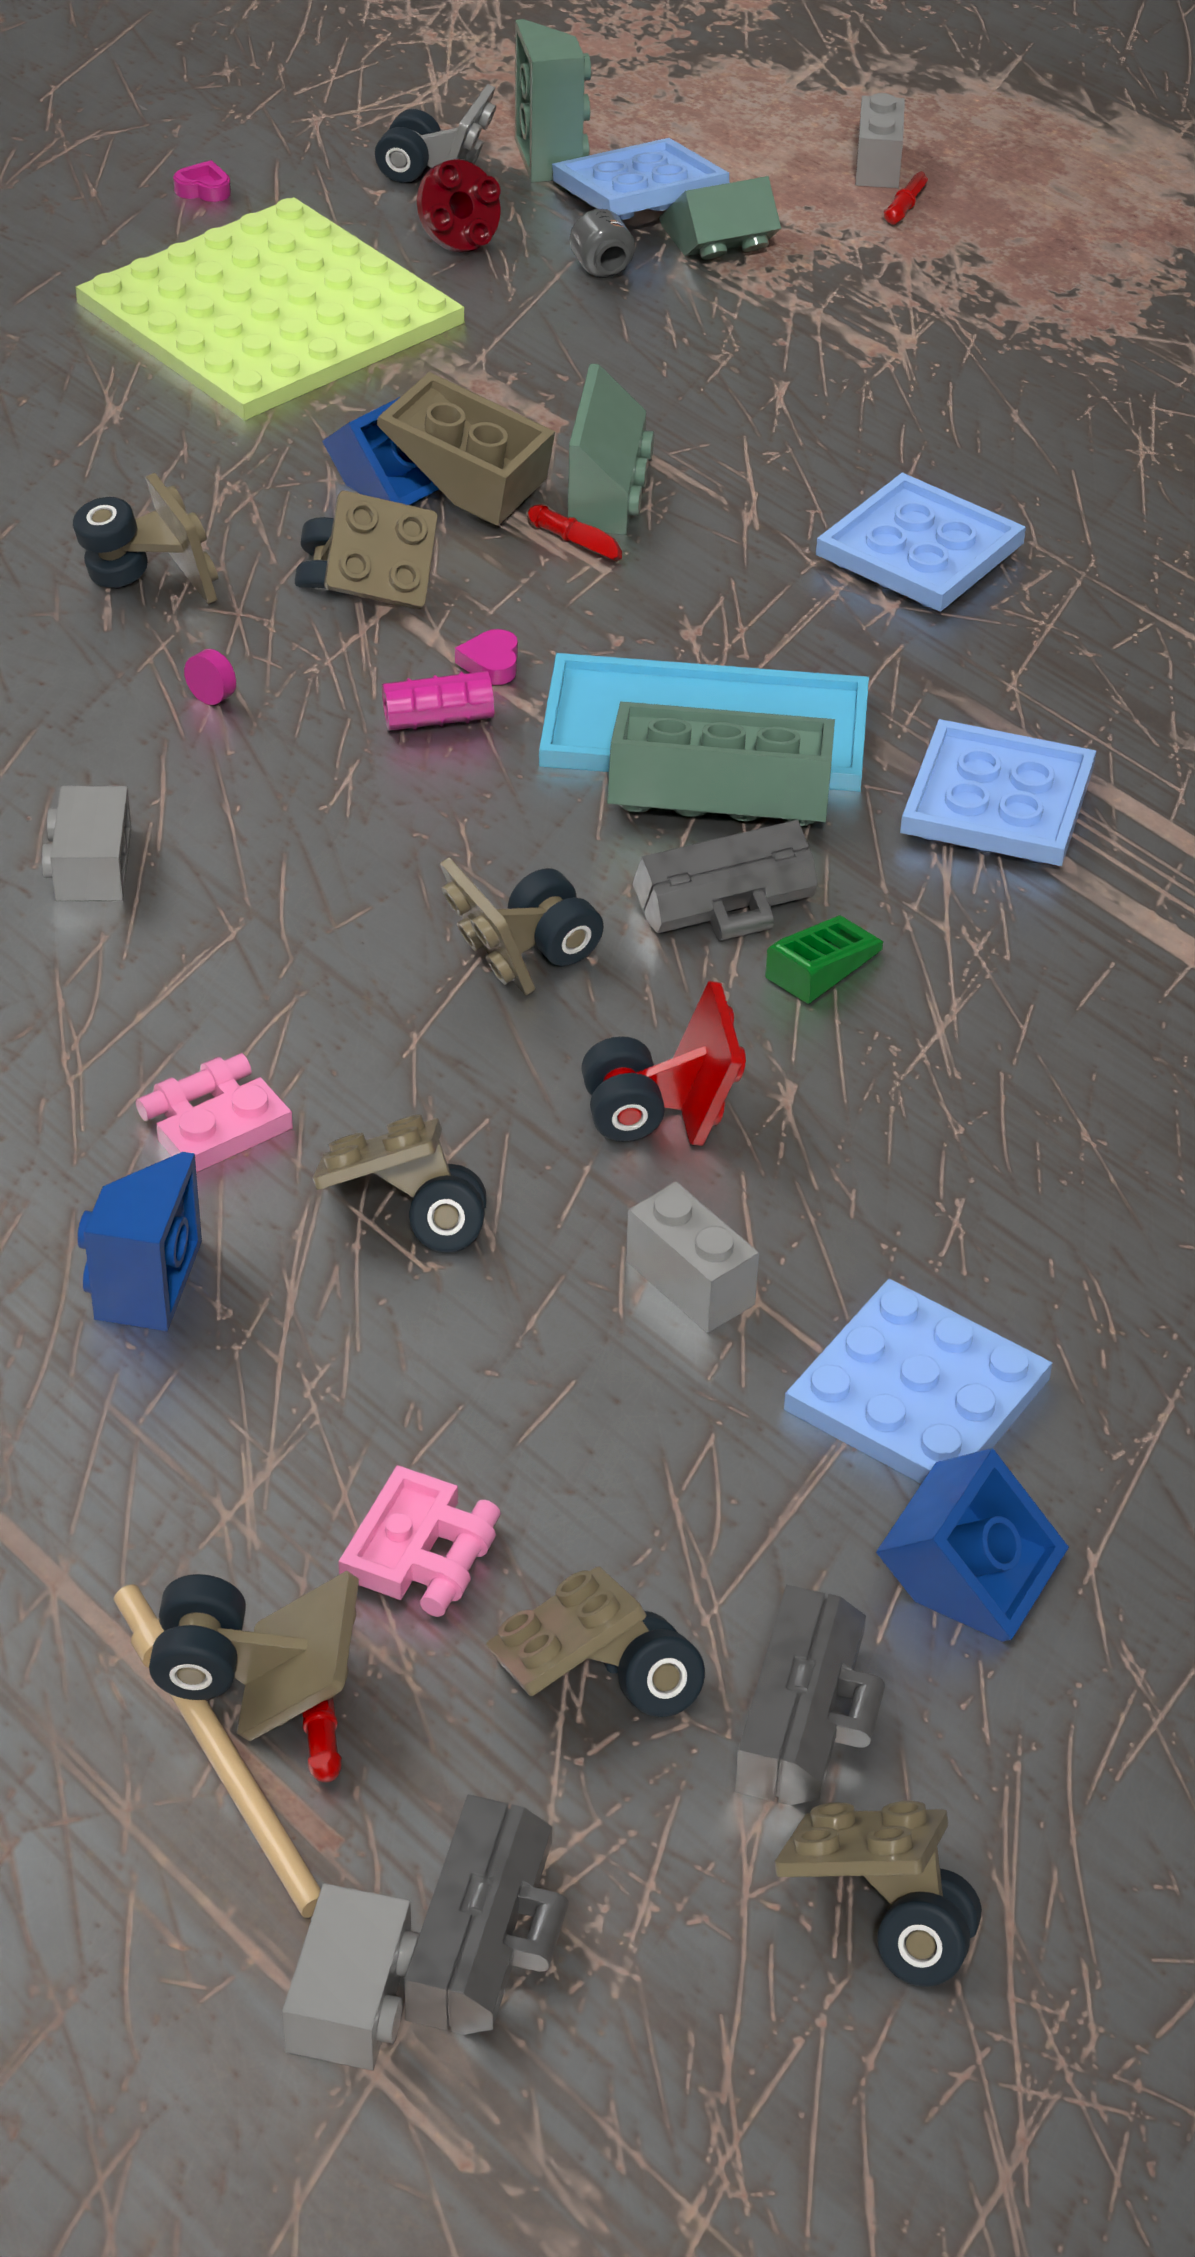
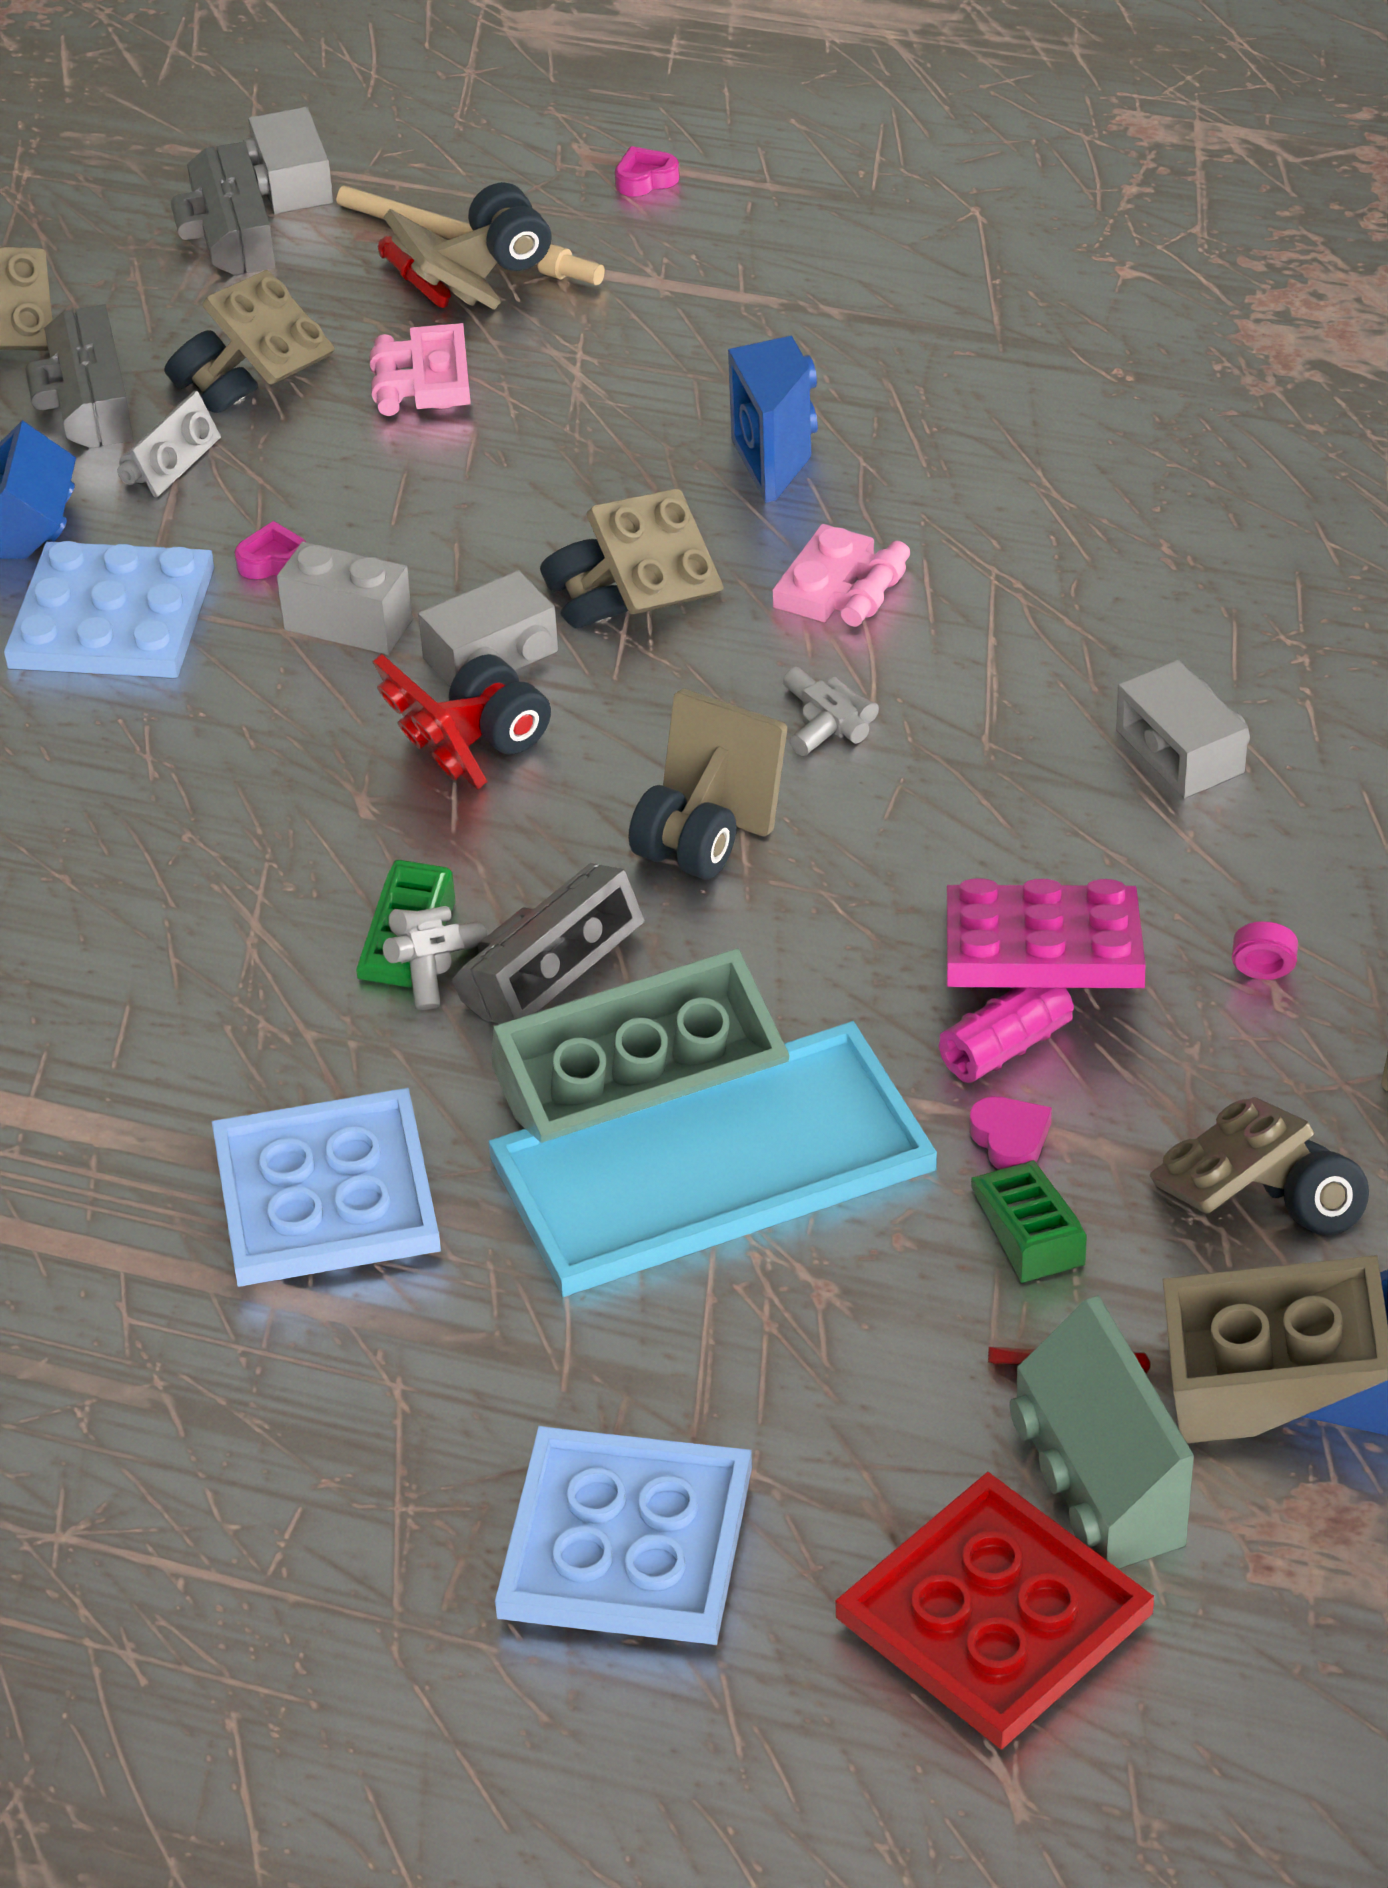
camera: 155 degrees right, 0 degrees up
(339, 995) = (828, 710): none -> light grey piece
(359, 729) = (1044, 935): none -> dark pink plate
(531, 597) = (1041, 1253): none -> green slope
(579, 1170) = (496, 619): none -> light grey brick
(719, 1383) = (266, 551): none -> dark pink tile
(731, 439) = (994, 1609): none -> red plate
(734, 1568) = (170, 446): none -> hinge
(813, 911) = (428, 947): none -> light grey piece

